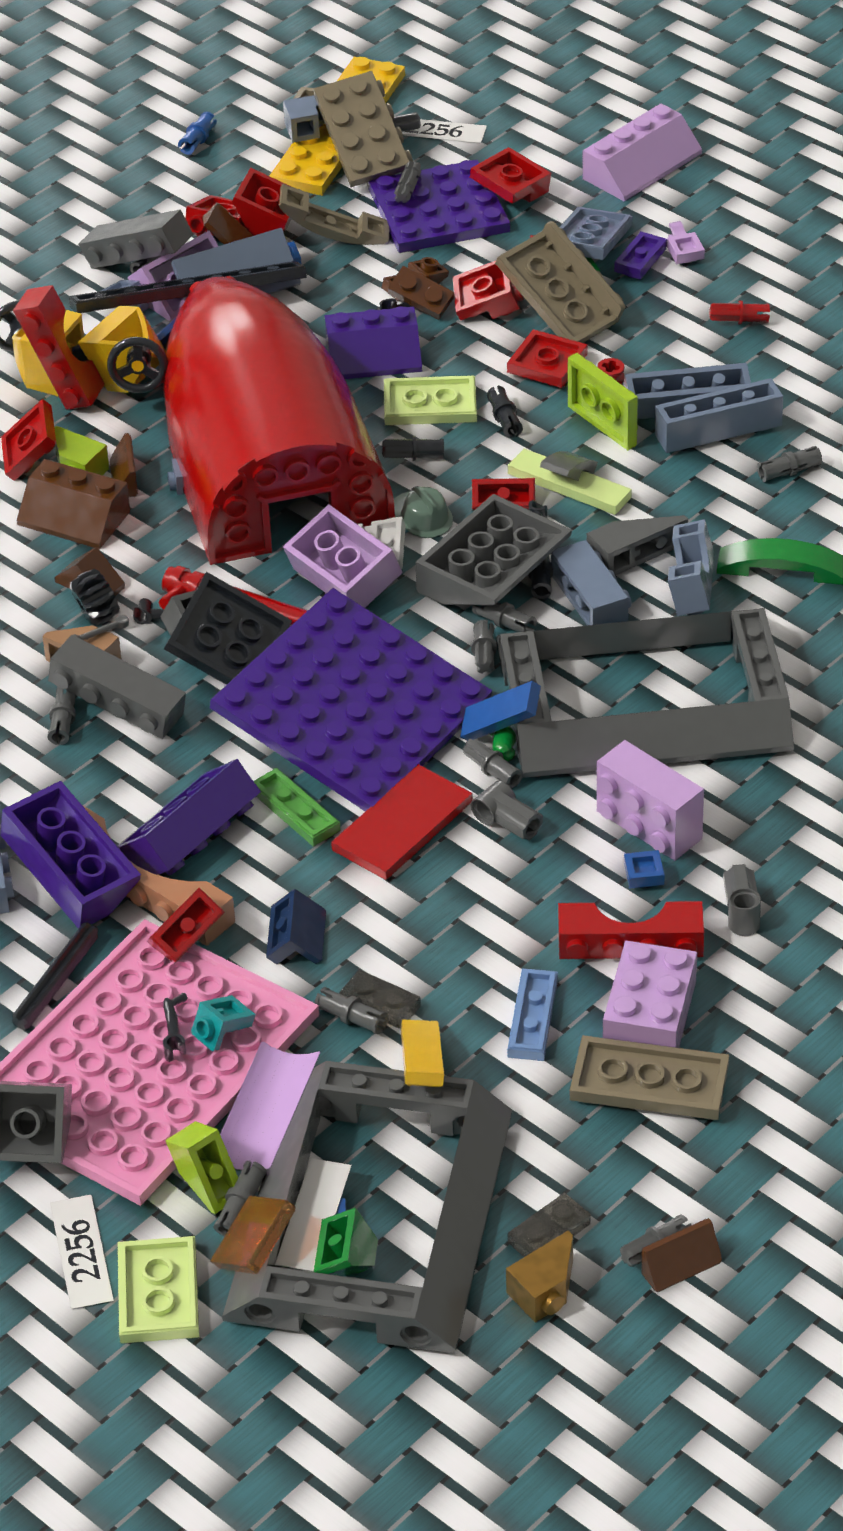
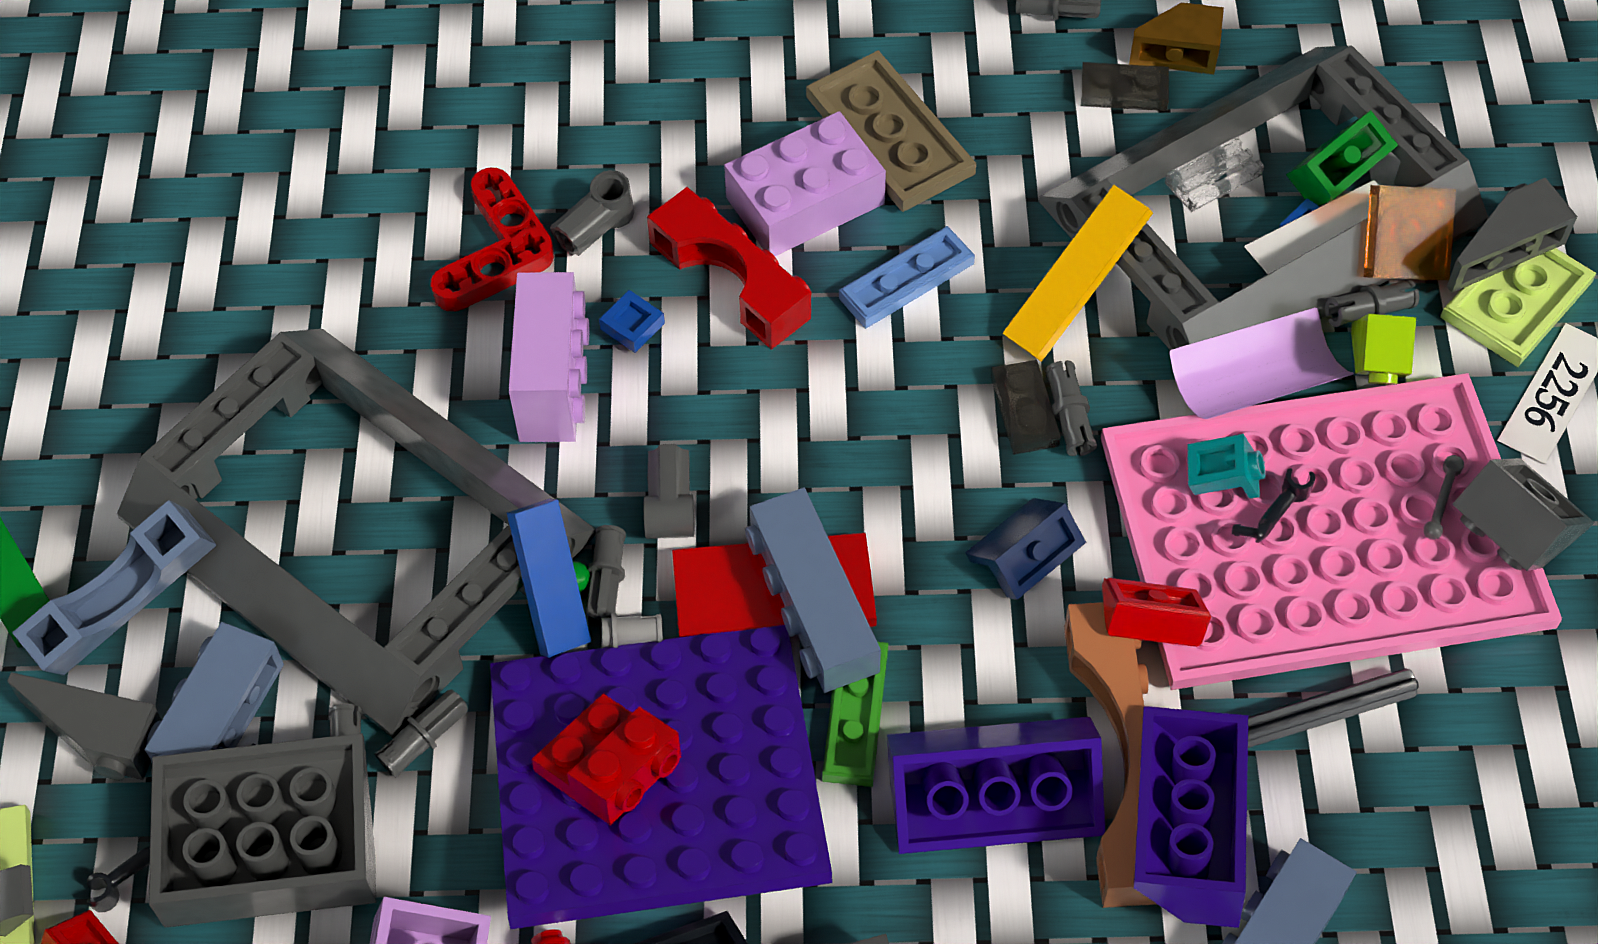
camera: 135 degrees left, 15 degrees up
(96, 1129) = (1452, 467): none -> dark grey hinge
(186, 1304) = (1520, 228): none -> dark grey slope
(368, 666) = (609, 757): none -> red plate
(371, 813) = (814, 591): none -> sand blue brick
(430, 1191) = (1209, 169): none -> clear tile
(449, 745) = (631, 630): none -> light grey pin
(769, 861) = (512, 241): none -> red beam

